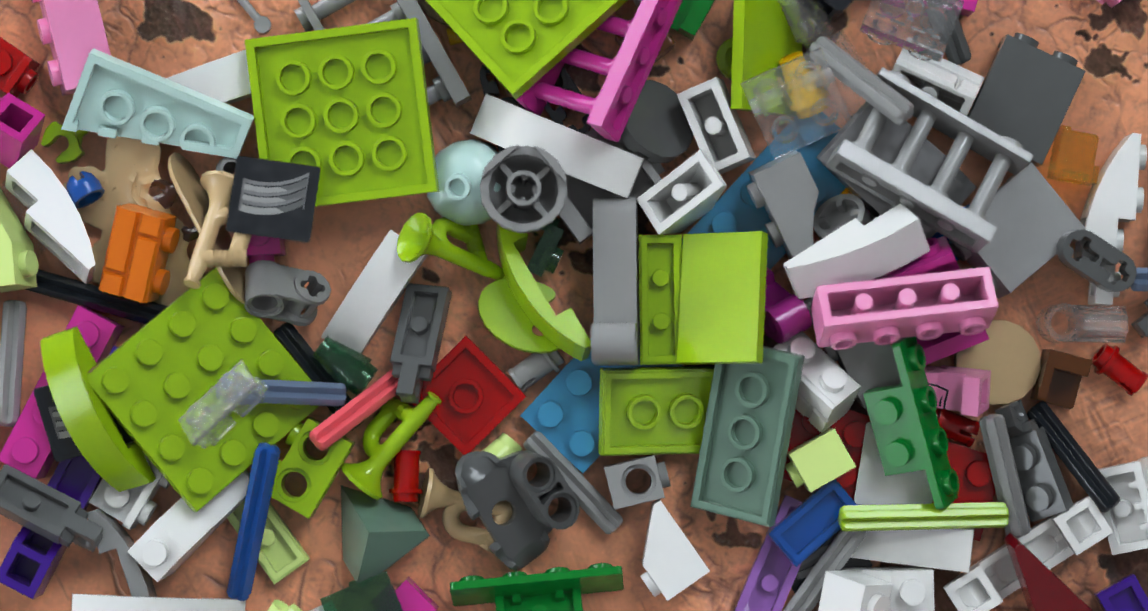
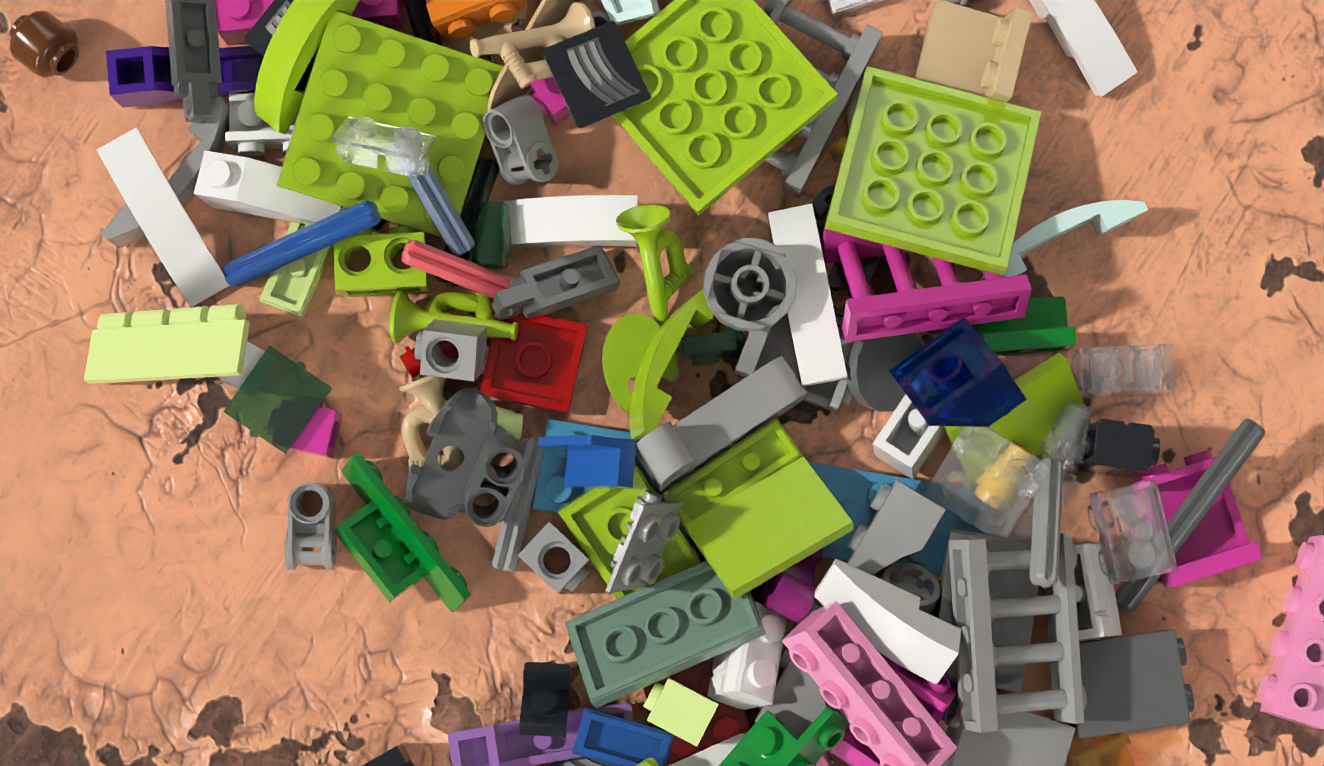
camera: 55 degrees right, 5 degrees down
(376, 533) = (362, 360): sand green slope -> none
(418, 439) = (468, 339): none -> light grey brick
(459, 180) = (715, 228): light aqua cylinder -> none
(535, 368) = (598, 405): light grey pin -> none
(583, 401) = (595, 460): none -> blue panel
(669, 556) = (508, 632): white slope -> none
(677, 415) = (638, 557): none -> light grey hinge
(683, 195) = (837, 433): white slope -> none
(706, 76) = (958, 380): none -> clear blue slope
(740, 560) = (545, 699): none -> black bracket

